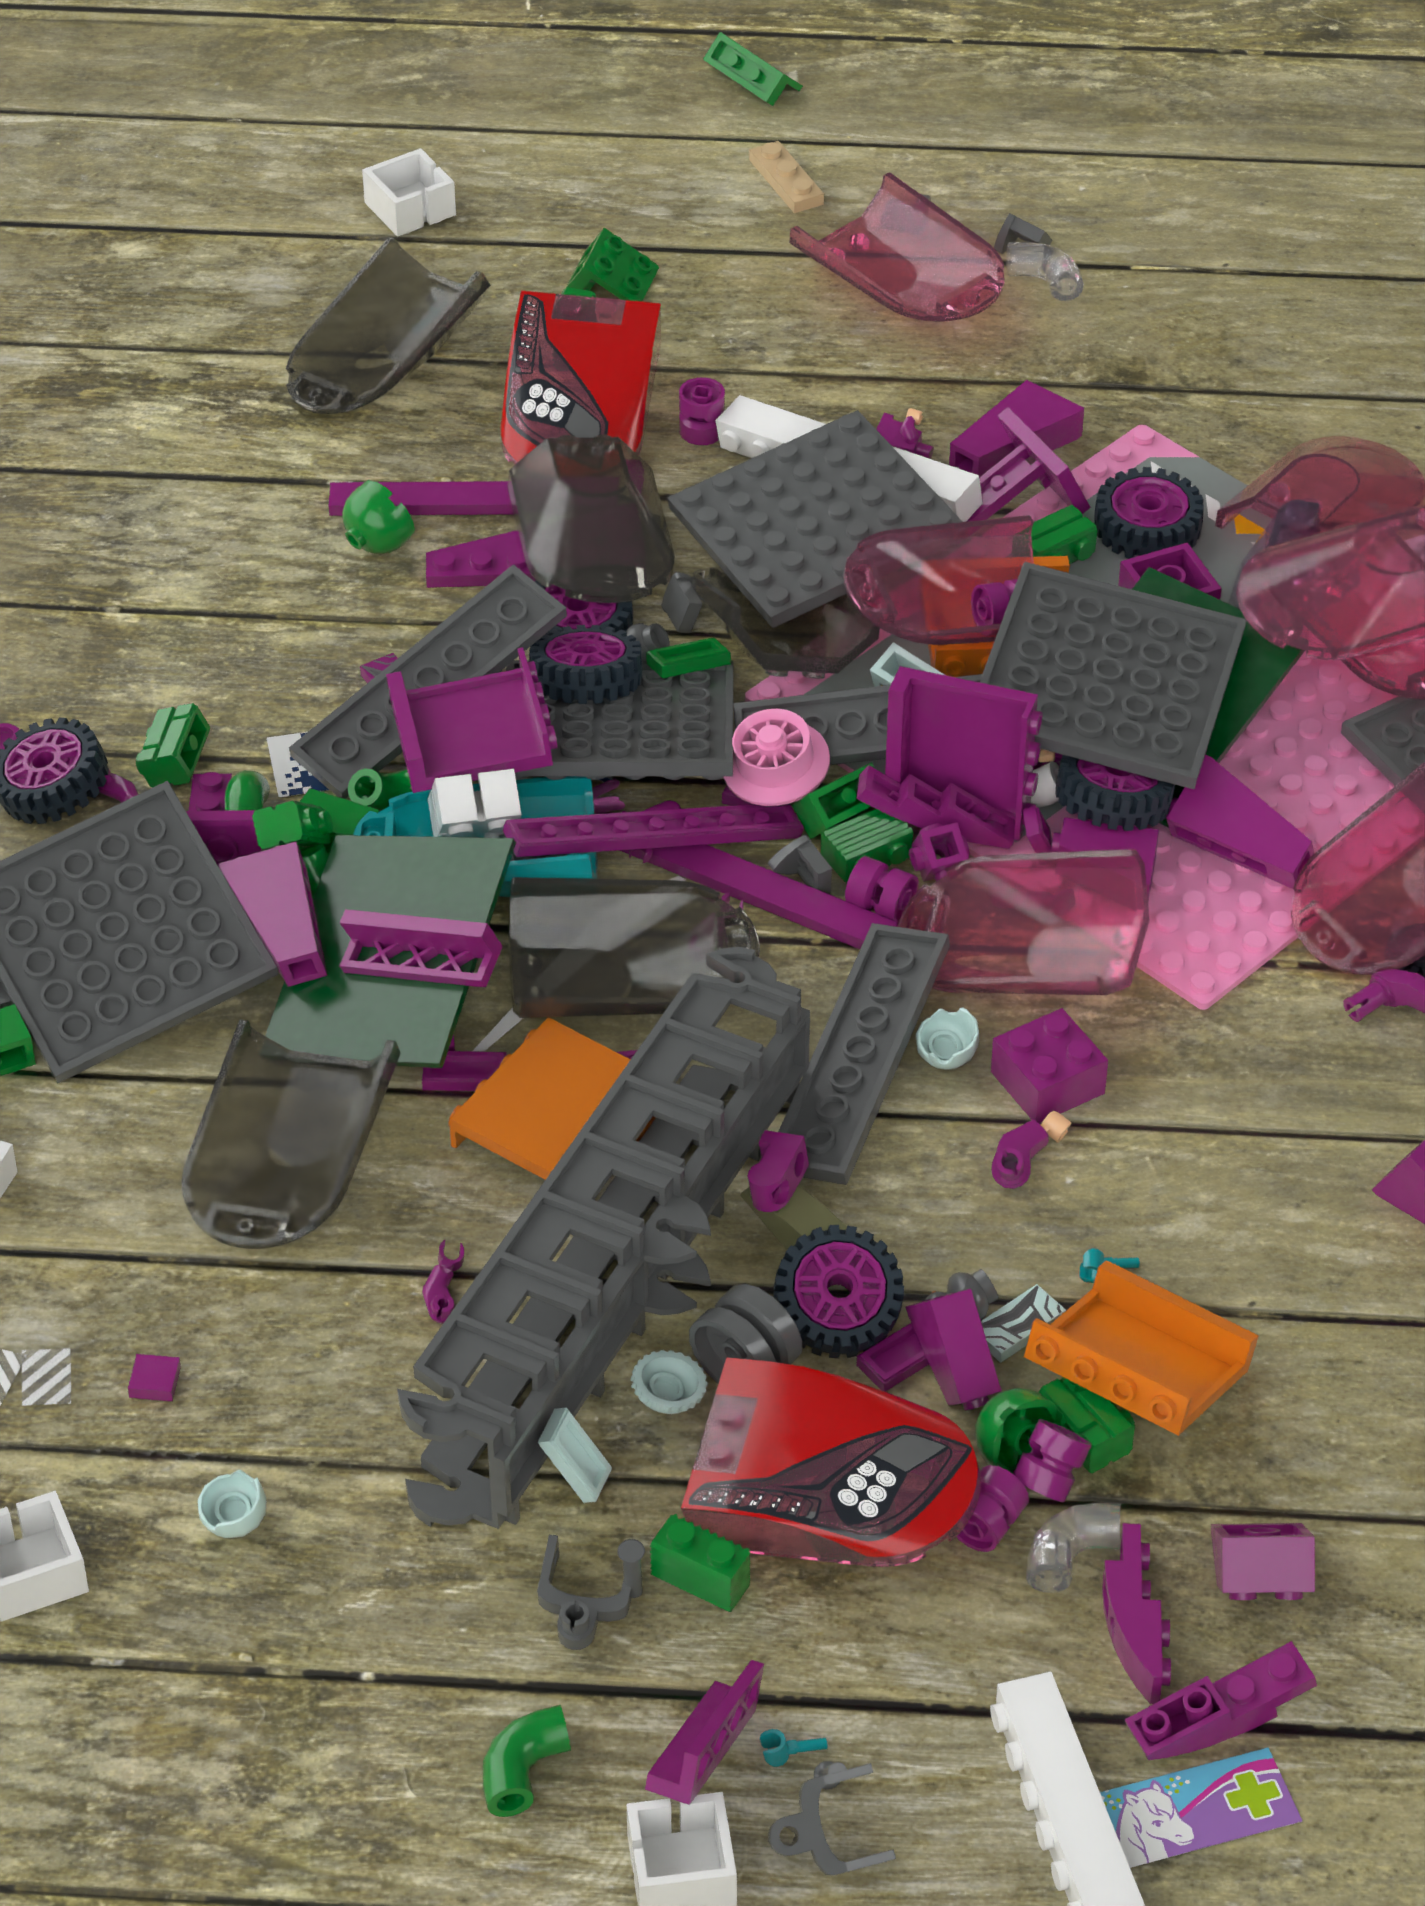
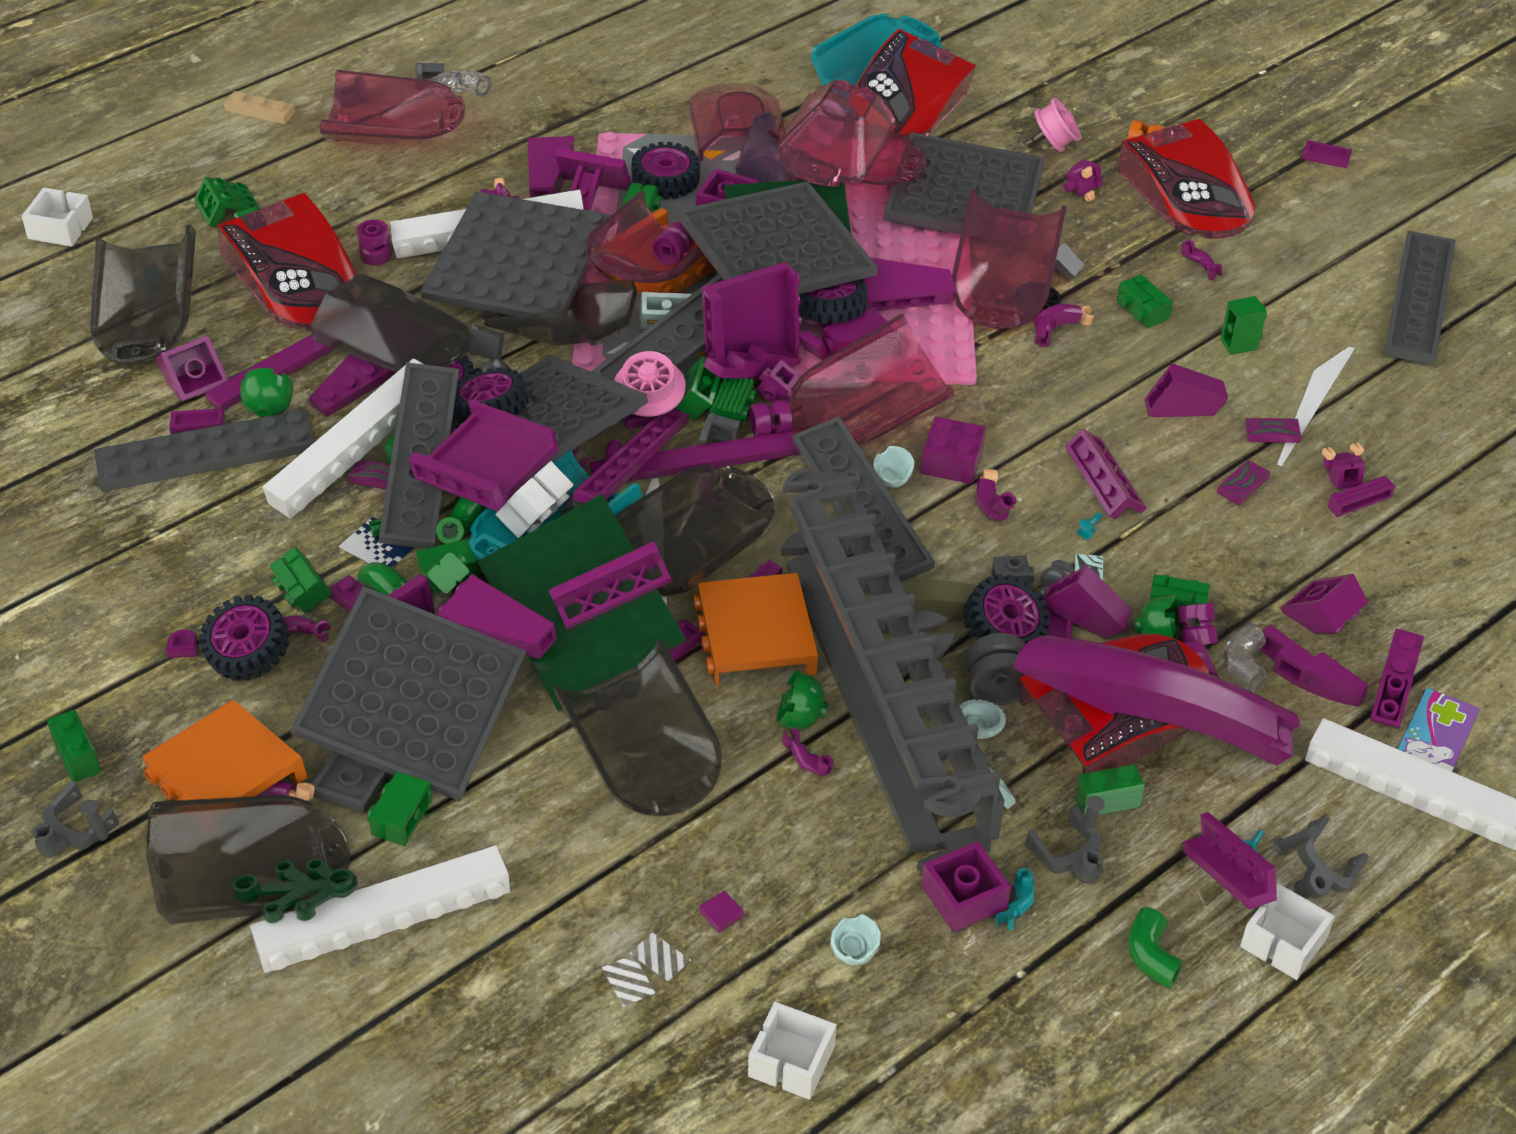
camera: 45 degrees left, 0 degrees up
(262, 548) = (202, 450): none -> dark grey plate
(290, 511) = (195, 419): none -> magenta tile
(345, 446) = (191, 368): none -> magenta slope
(358, 627) = (337, 449): none -> white brick
(406, 1537) = (965, 886): none -> magenta brick
(463, 1605) = (1023, 898): none -> teal arm
(488, 1218) = (802, 702): none -> green cylinder
(688, 657) = (532, 363): green tile -> none
(748, 69) = (170, 63): green panel -> none
(779, 1170) = (915, 576): magenta leg -> none
(853, 1488) = (1162, 691): none -> magenta slope
(923, 1253) = (1014, 566): none -> dark grey brick
(1144, 1349) = (1166, 546): orange panel -> none
(1202, 1208) = (1103, 474): none -> magenta fence
(1376, 1348) = (1243, 482): none -> magenta tile

